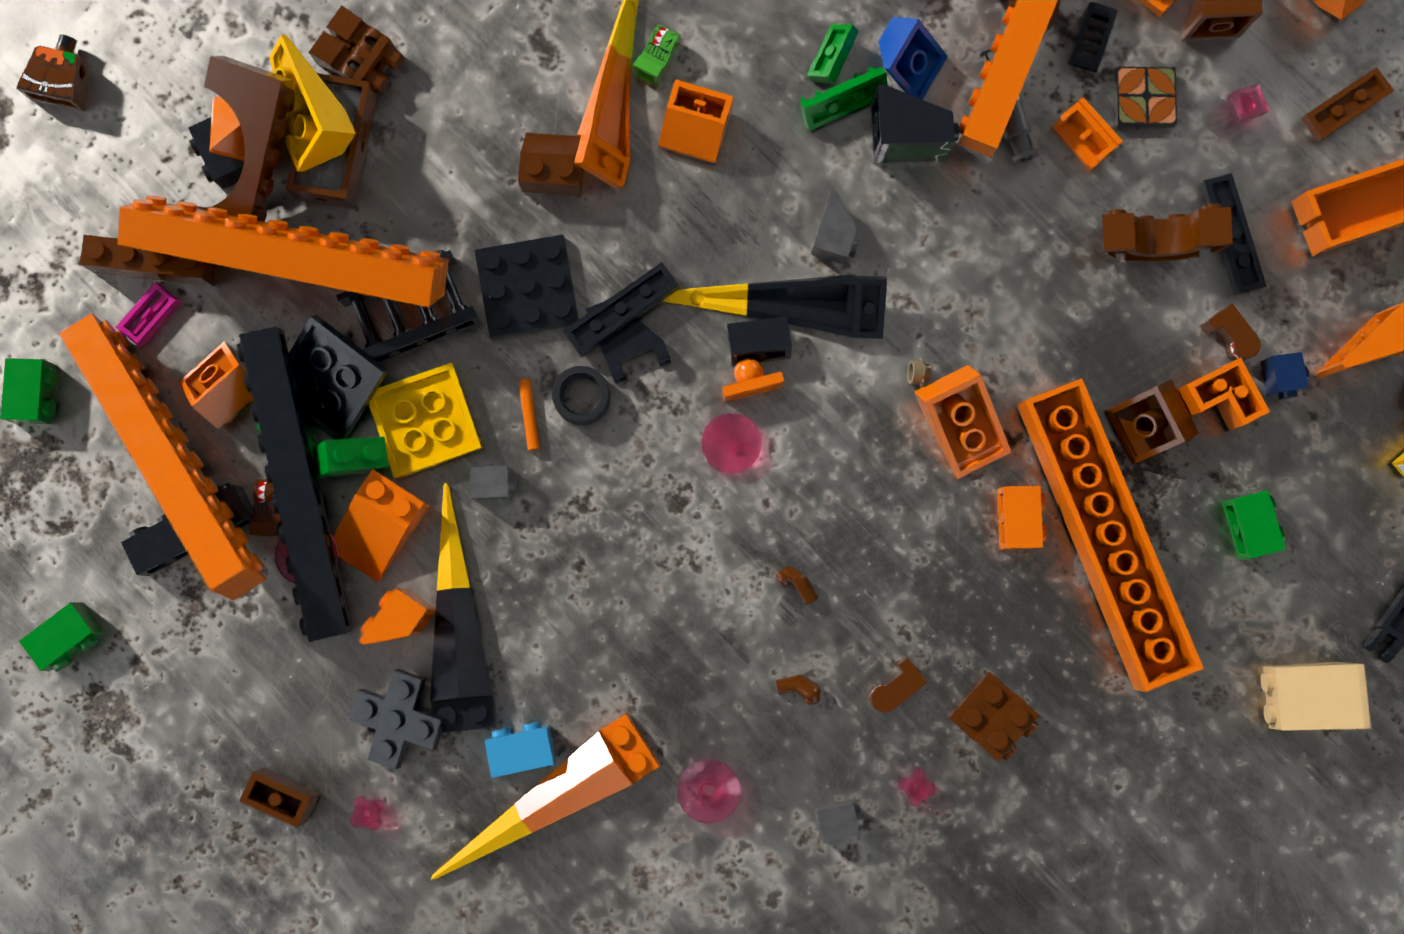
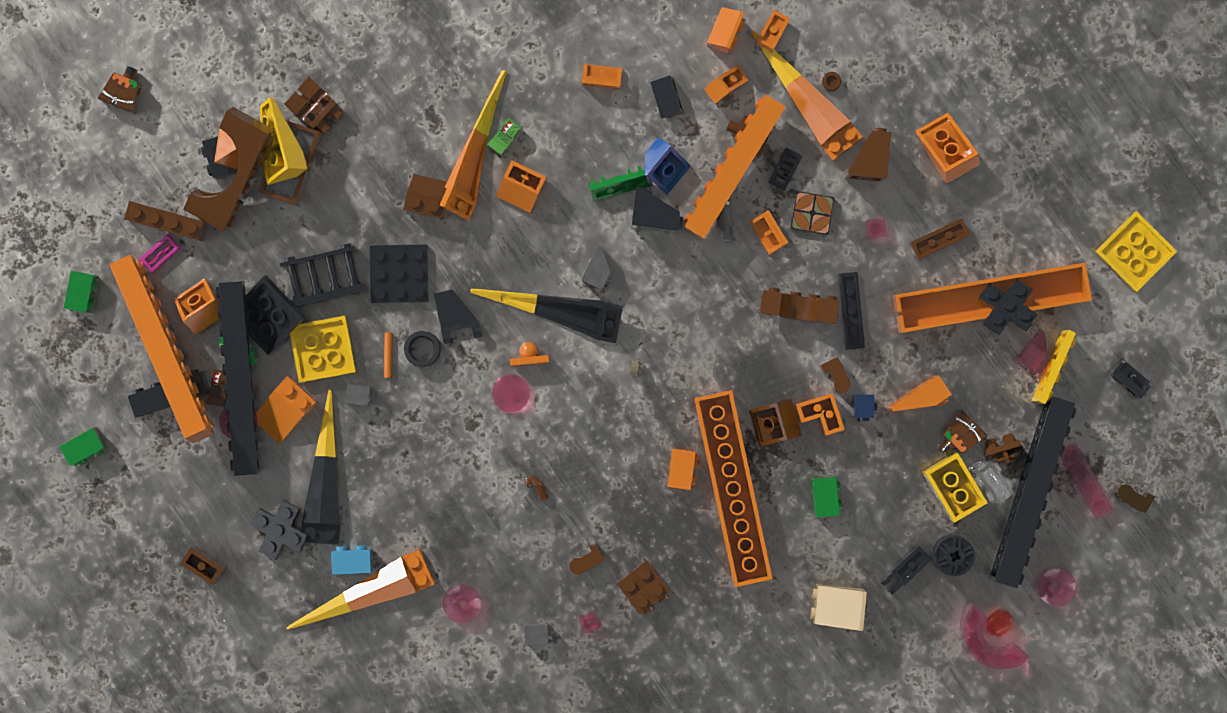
camera: 15 degrees right, 5 degrees up
(283, 250) = (253, 235): orange piece -> none
(350, 456) = (274, 366): green brick -> none
(360, 819) = (258, 582): clear pink plate -> none
(400, 617) = (291, 470): orange slope -> none
(621, 309) = (455, 298): black tile -> none
(759, 340) = (538, 332): black hinge -> none
(801, 685) = (529, 549): reddish brown arm -> none
(833, 53) = (616, 154): green plate -> none
(963, 421) = (657, 403): orange slope -> none

